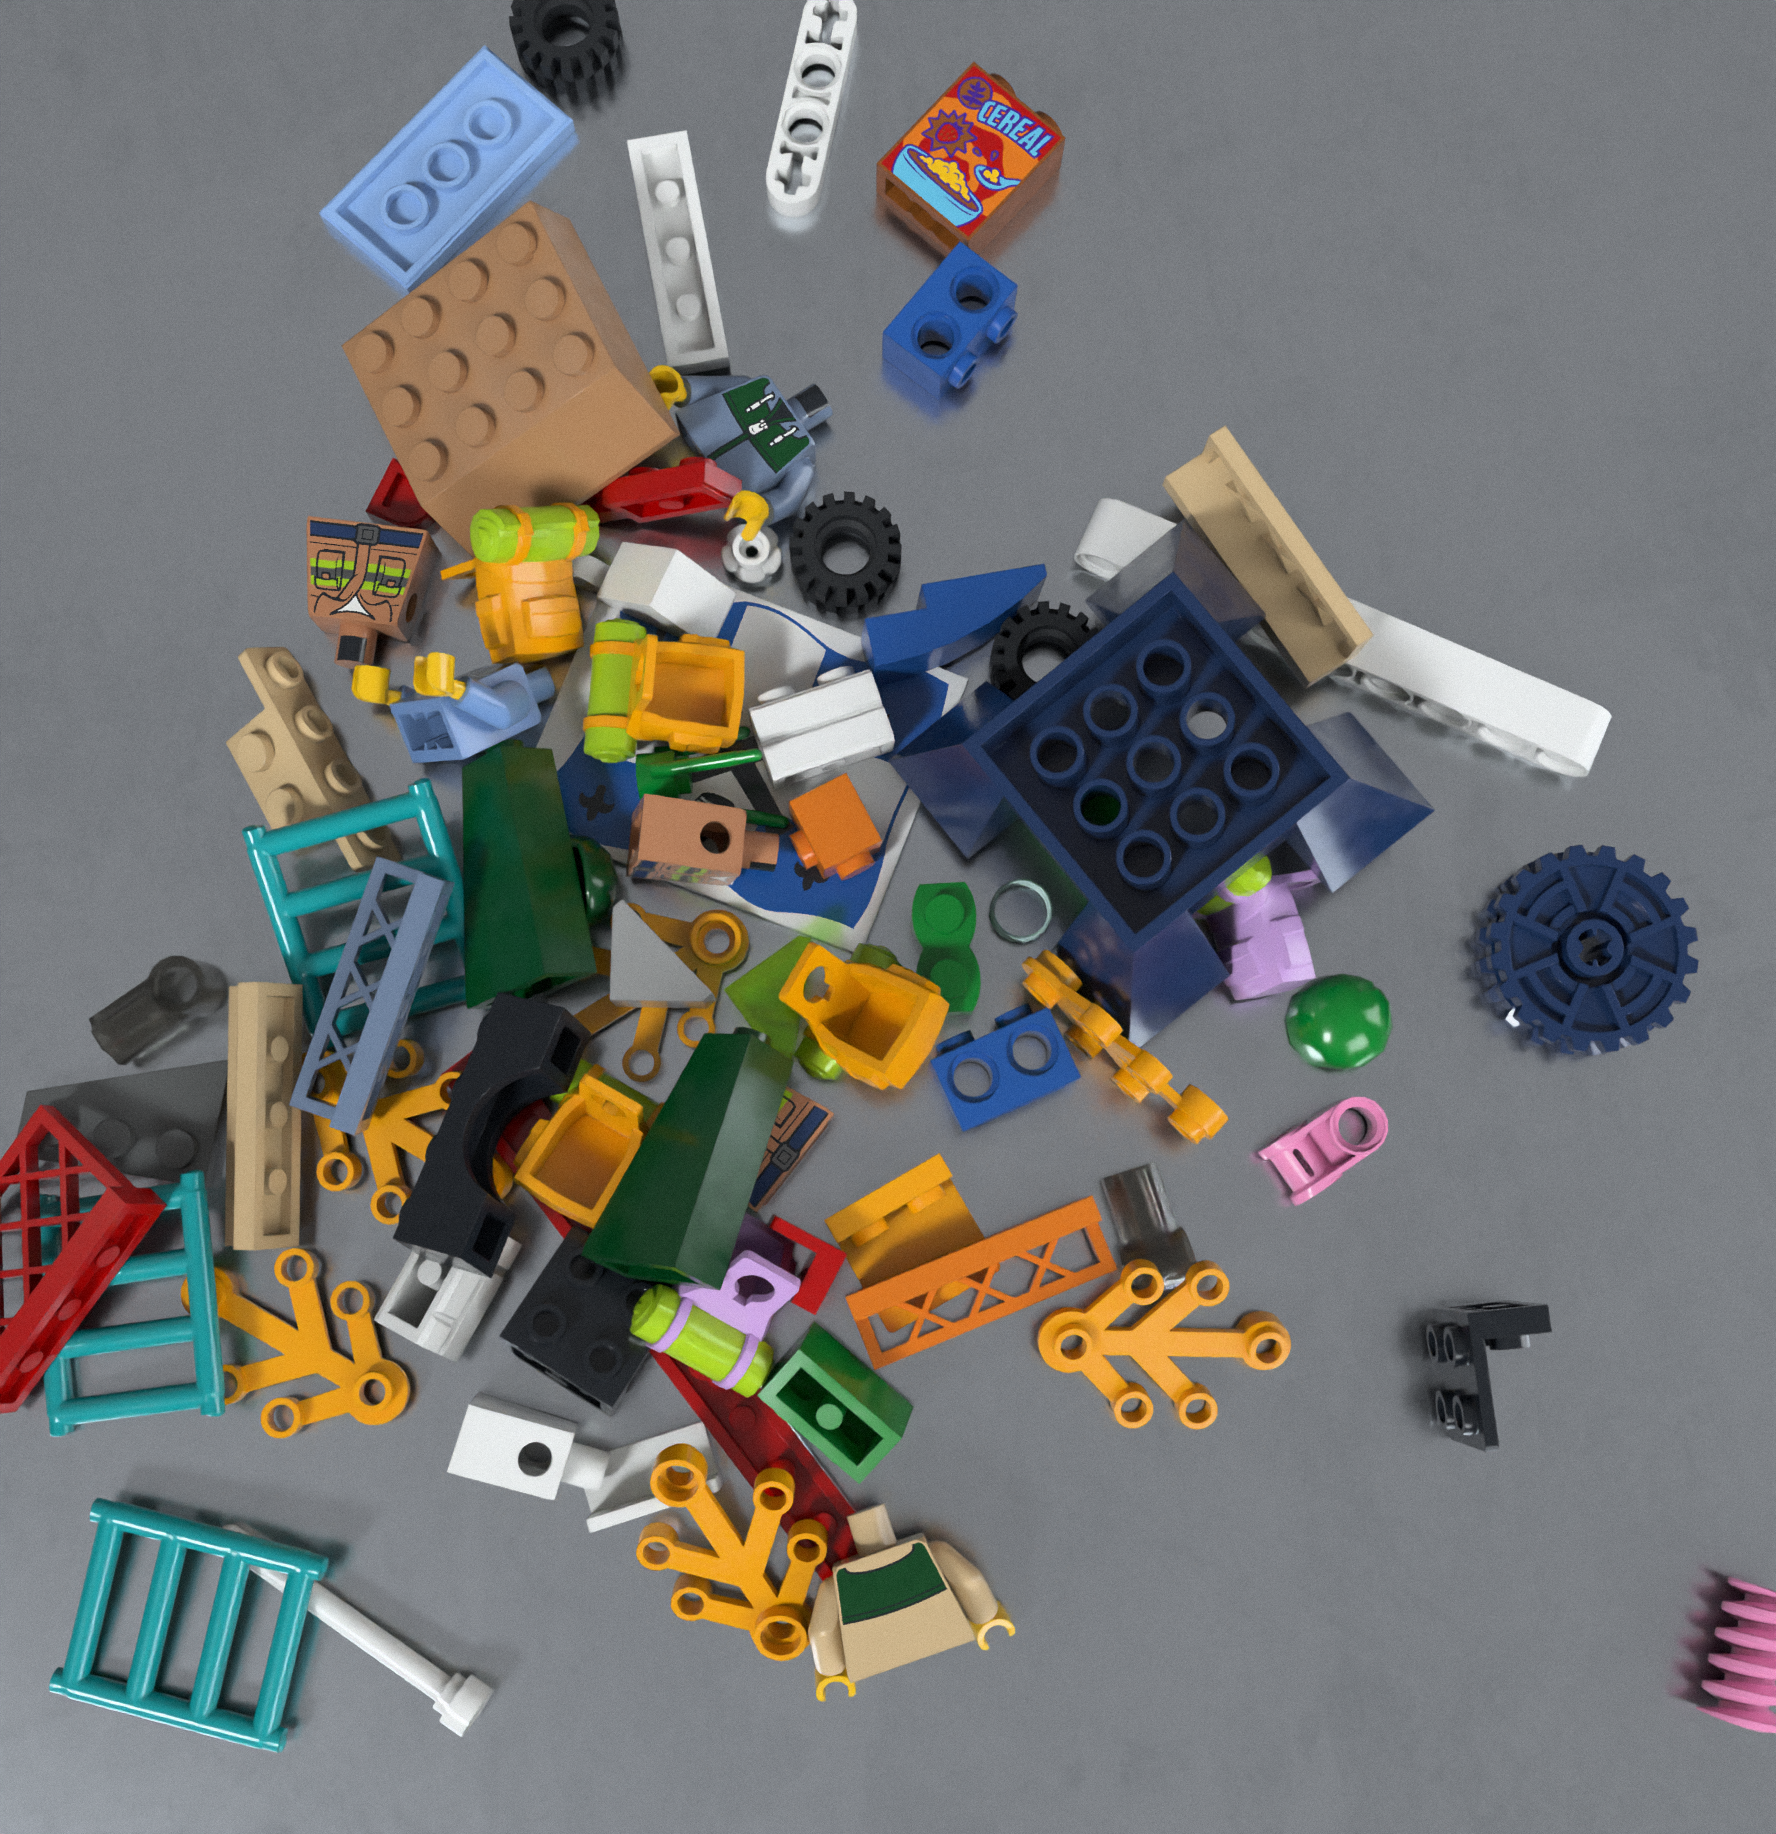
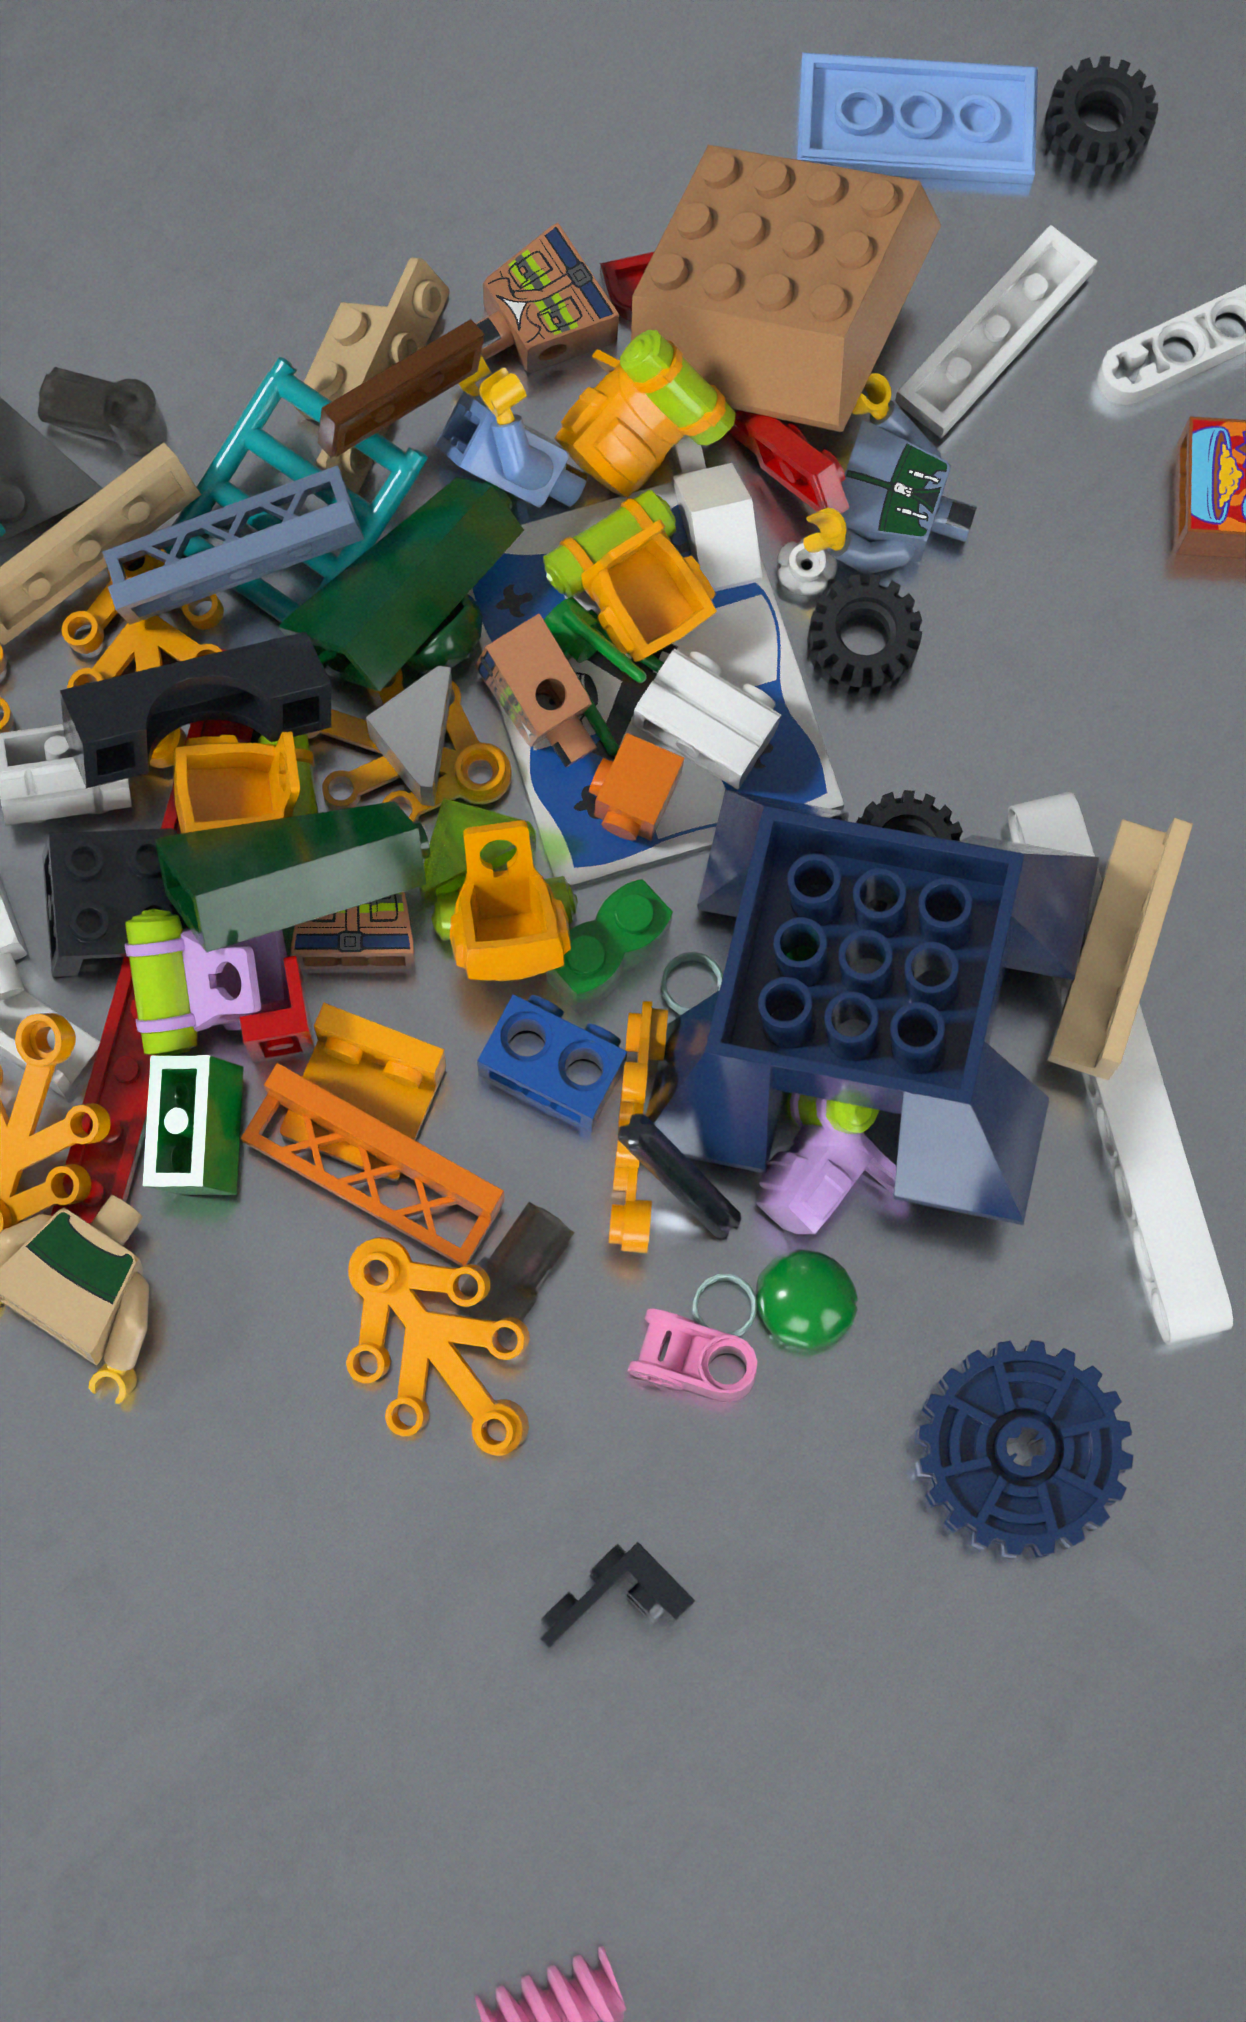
camera: 50 degrees right, 5 degrees down
(355, 754) = (400, 389): none -> reddish brown tile
(939, 316) = (1112, 555): blue brick -> none
(947, 621) = (872, 752): blue slope -> none
(1194, 1049) = (679, 1175): none -> black axle
(1324, 1082) = (735, 1279): none -> light aqua axle

